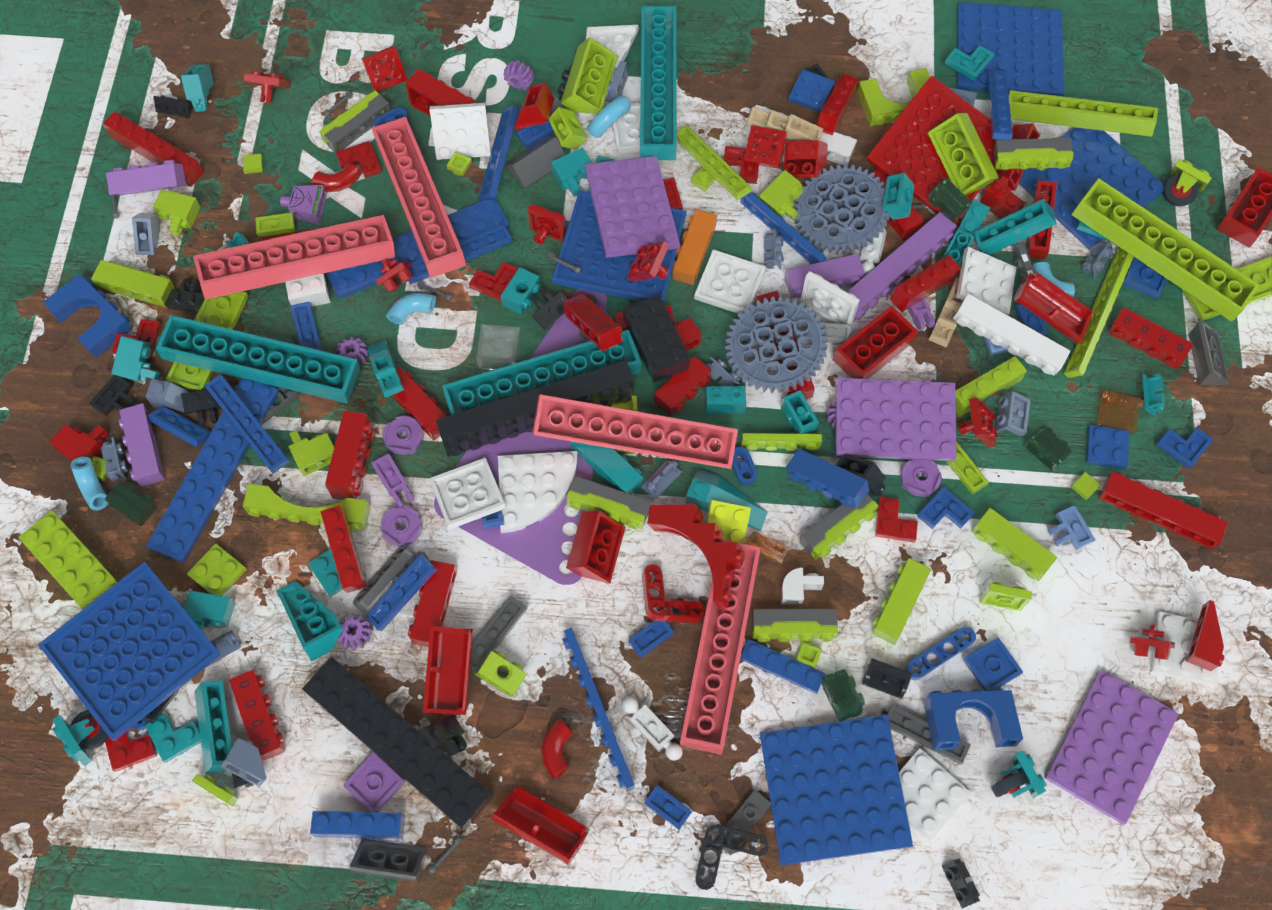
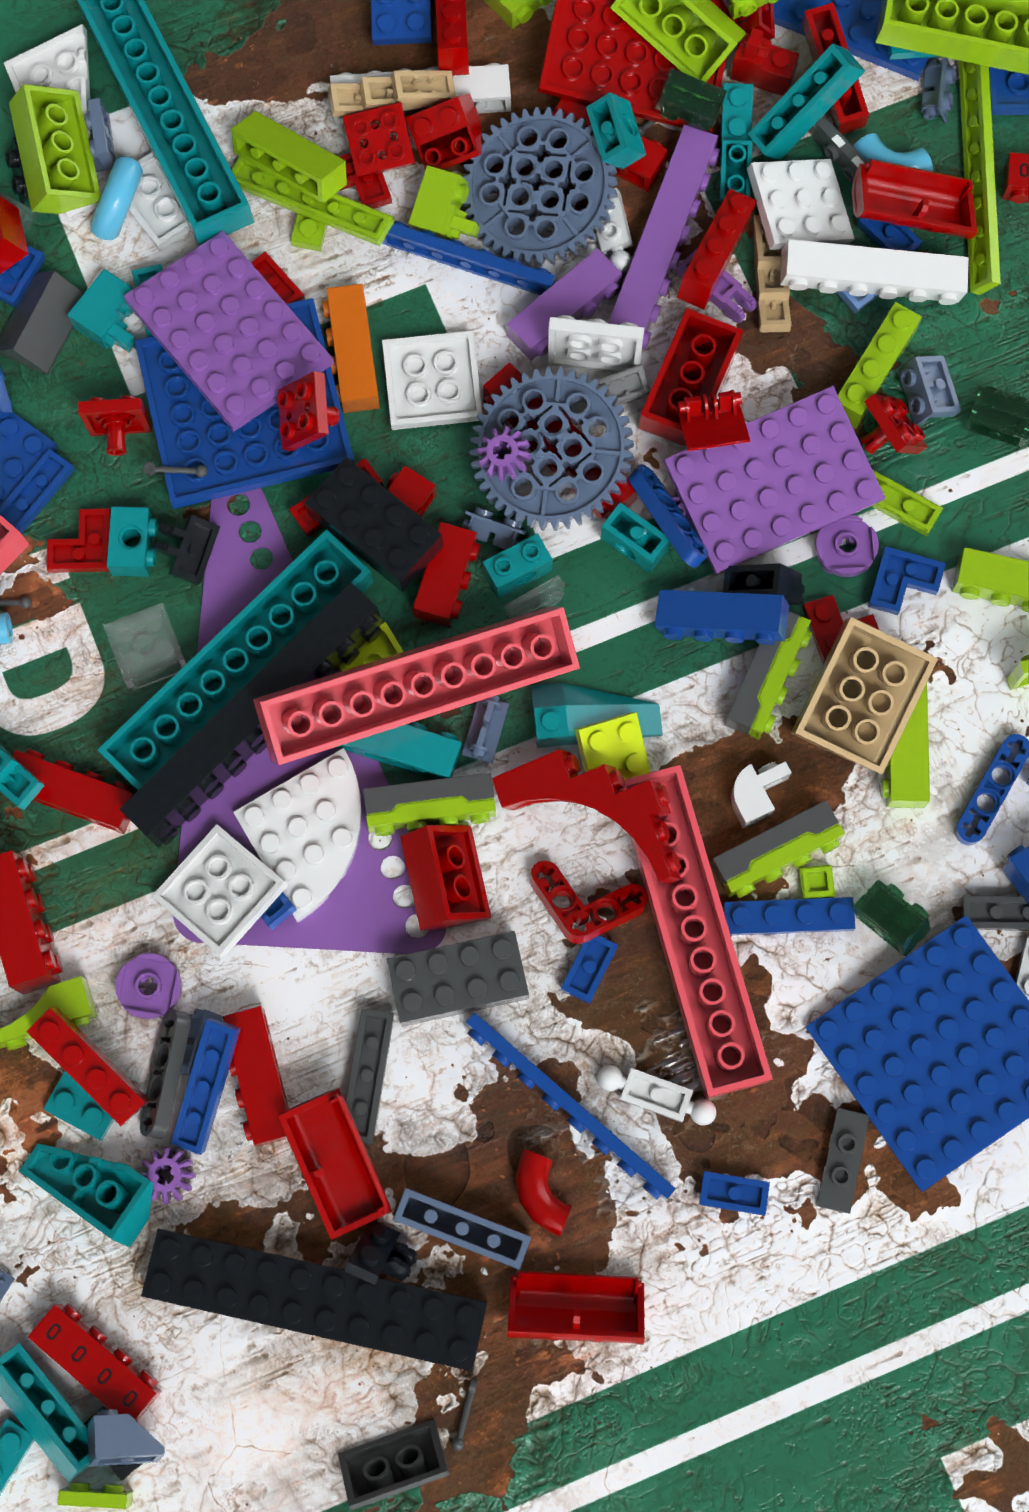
camera: 25 degrees left, 10 degrees up
(357, 825) = (324, 1440): blue brick -> none
(374, 783) = (314, 1371): medium lavender plate -> none
(391, 478) = (95, 922): medium lavender hinge -> none
(397, 427) = (60, 840): medium lavender plate -> none
(488, 672) = (390, 1133): lime brick -> none
(500, 745) = (462, 1228): none -> sand blue brick
(567, 128) = (63, 247): lime brick -> none
(572, 605) = (458, 978): none -> dark grey brick
(592, 322) = (267, 542): red brick -> none
(712, 135) = (289, 156): none -> lime brick
(717, 846) = (828, 1212): black beam -> none
(734, 421) = (544, 595): none -> clear plate
(744, 467) = (594, 652): blue plate -> none
(746, 326) = (511, 461): none -> medium lavender gear
(768, 547) = (690, 755): clear orange plate -> none
(772, 442) = (637, 585): lime plate -> none
(775, 256) = (477, 306): sand blue hinge -> none
(824, 410) = (668, 516): none -> blue beam
(875, 370) = (712, 422): none -> red hinge
(887, 678) = (938, 862): black hinge -> none
(888, 561) = (864, 695): none -> tan slope

